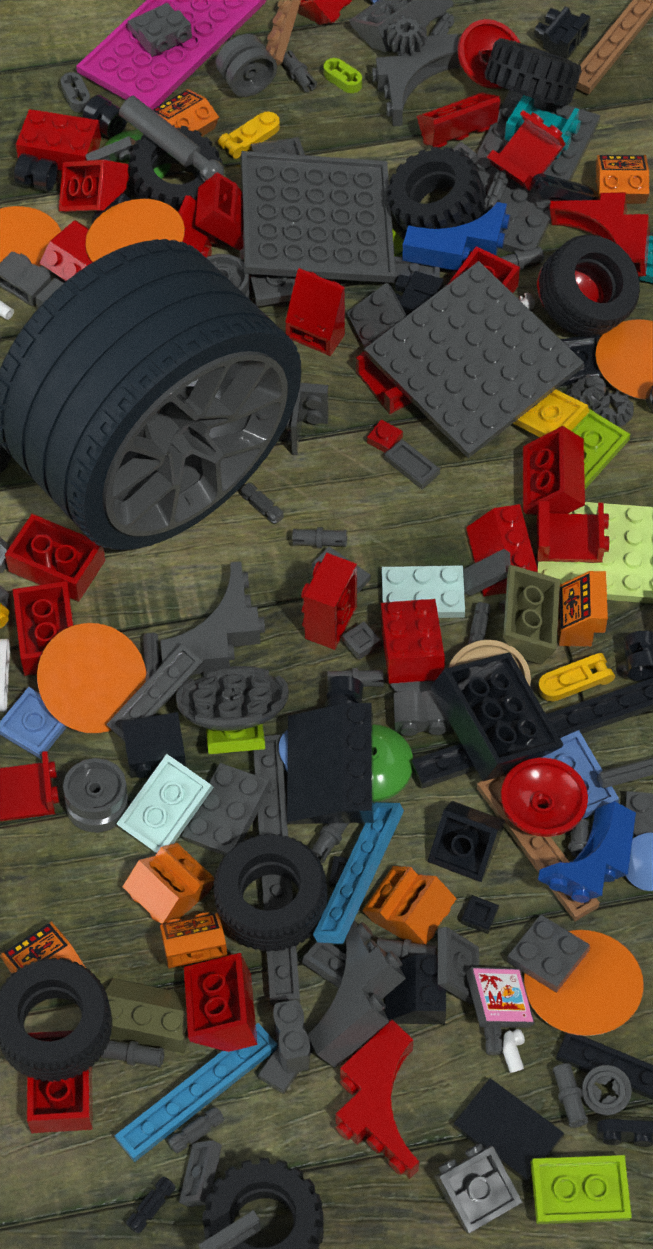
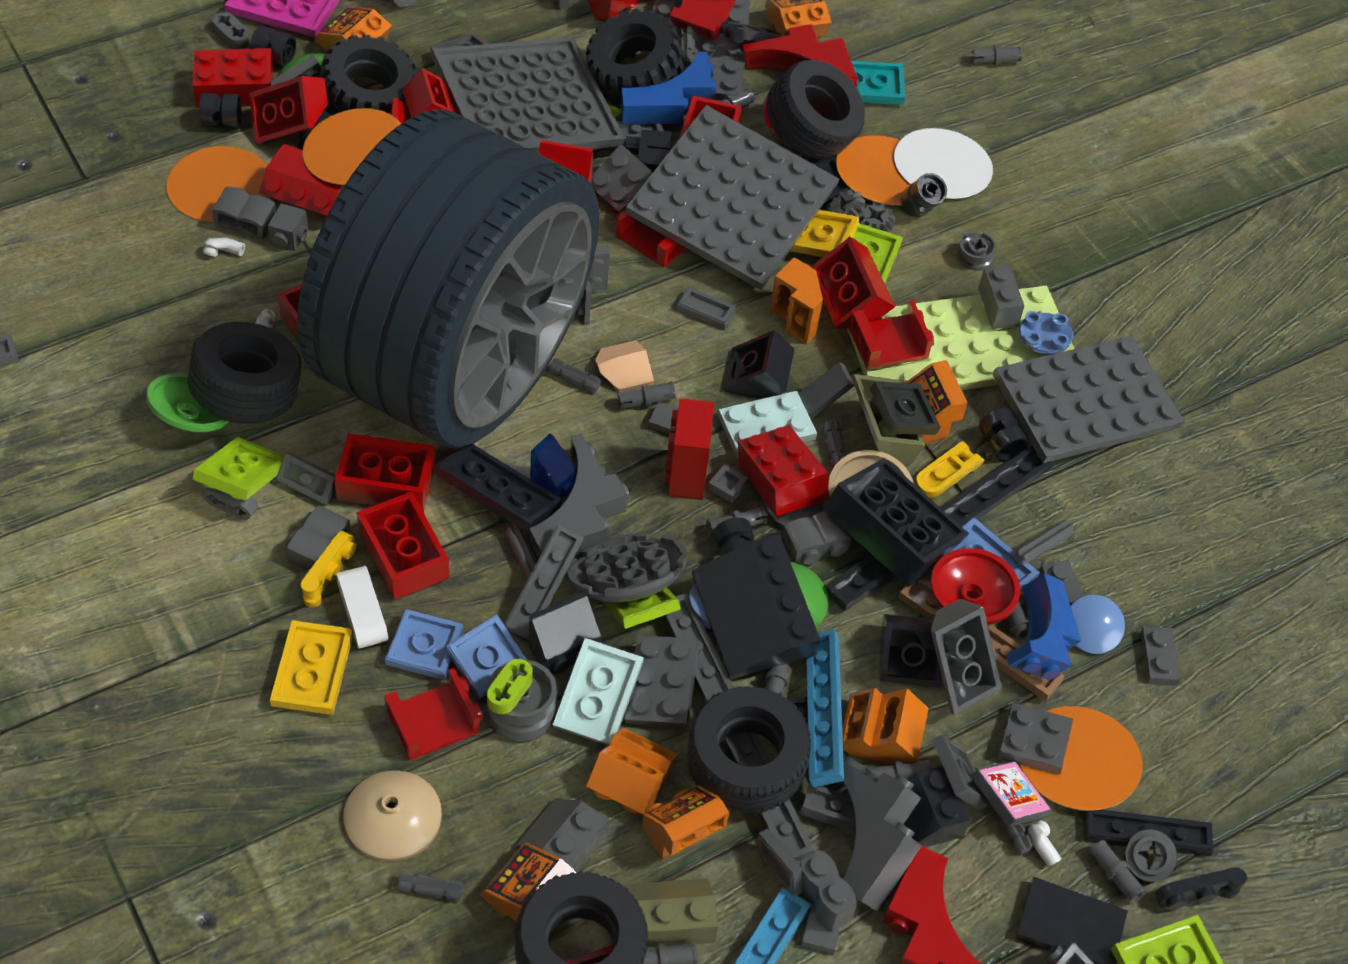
camera: 25 degrees left, 5 degrees down
(82, 741) = (482, 652): none -> medium blue plate
(82, 781) = (504, 683): none -> lime beam
(89, 675) = (468, 578): orange sticker -> none
(91, 925) = (568, 831): none -> dark grey slope
(150, 594) = (498, 486): none -> black plate
(168, 137) = (357, 46): dark grey piece -> none
(201, 588) = (552, 467): none -> clear blue slope
(220, 1003) = (741, 877): red slope -> none
(253, 131) = (428, 34): yellow plate -> none
(263, 1000) = (781, 862): none -> dark grey tile
(311, 504) = (625, 366): none -> light nougat slope
(384, 436) = (669, 288): red plate -> none
(437, 534) = (760, 366): none -> black slope
(479, 914) = (949, 723): black tile -> none
(495, 472) = (797, 299): none -> orange piece
(499, 859) = (965, 654): none -> dark grey slope
(501, 530) = (820, 351): red slope -> none
(546, 609) = (905, 408): none -> pearl dark grey plate

